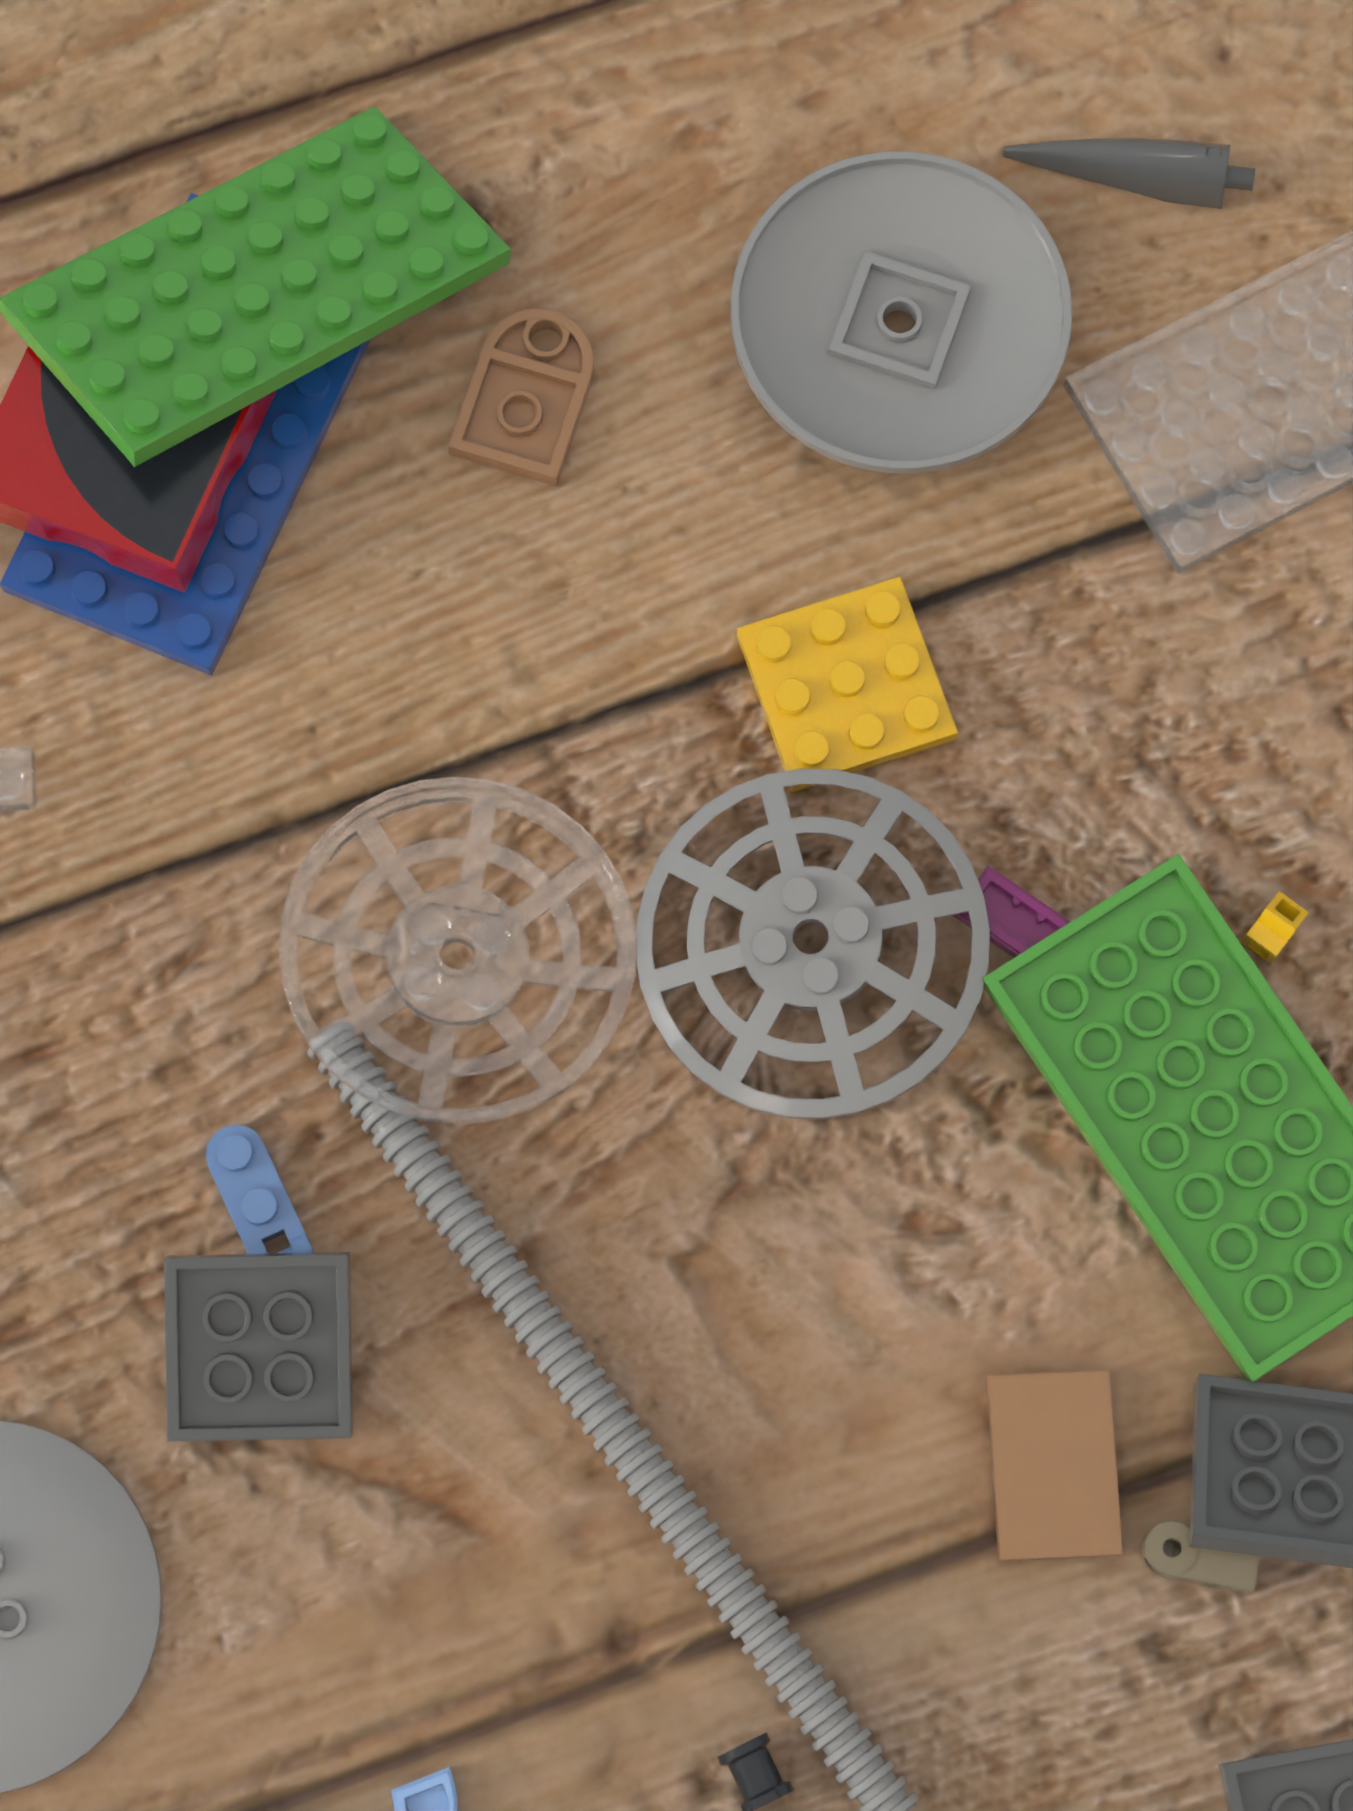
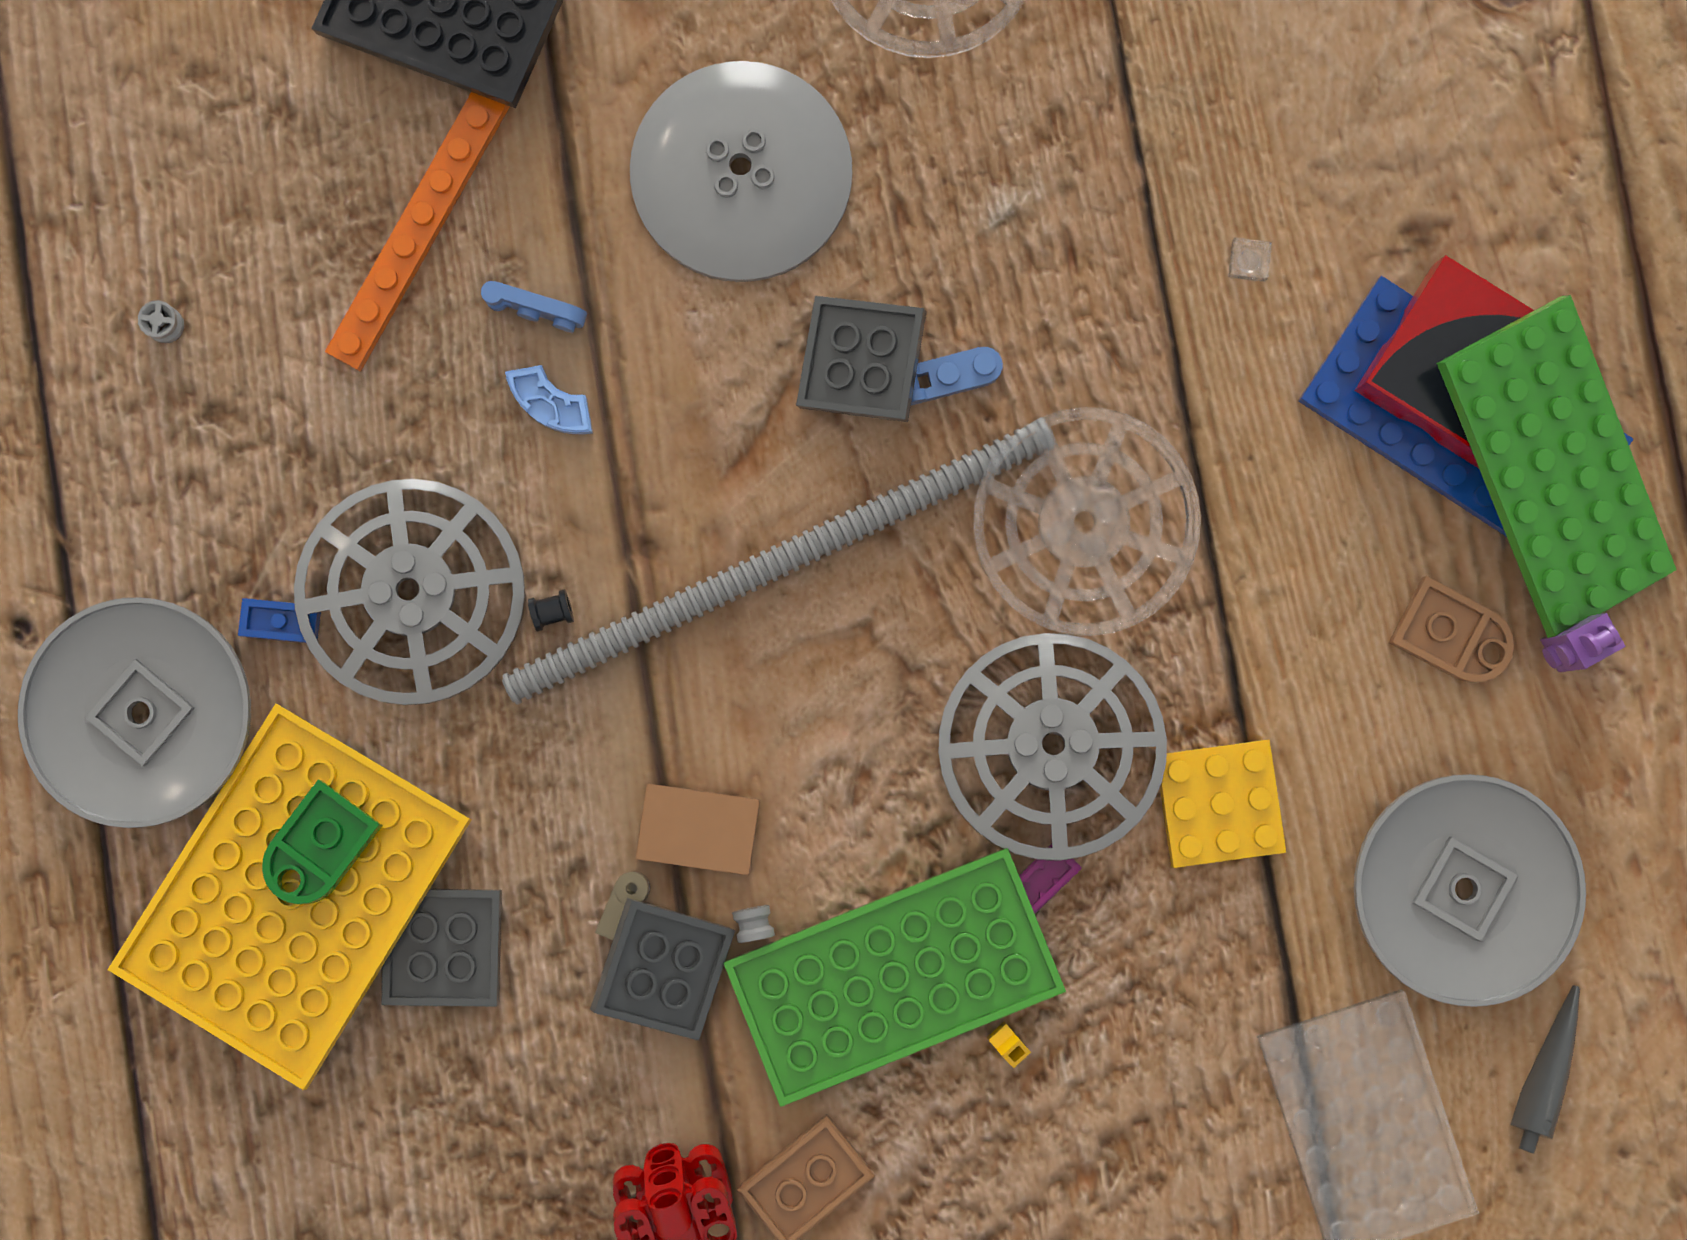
camera: 95 degrees right, 10 degrees up
(512, 209) = (1582, 644): none -> medium lavender brick
(1182, 1346) = (753, 923): none -> light grey wheel

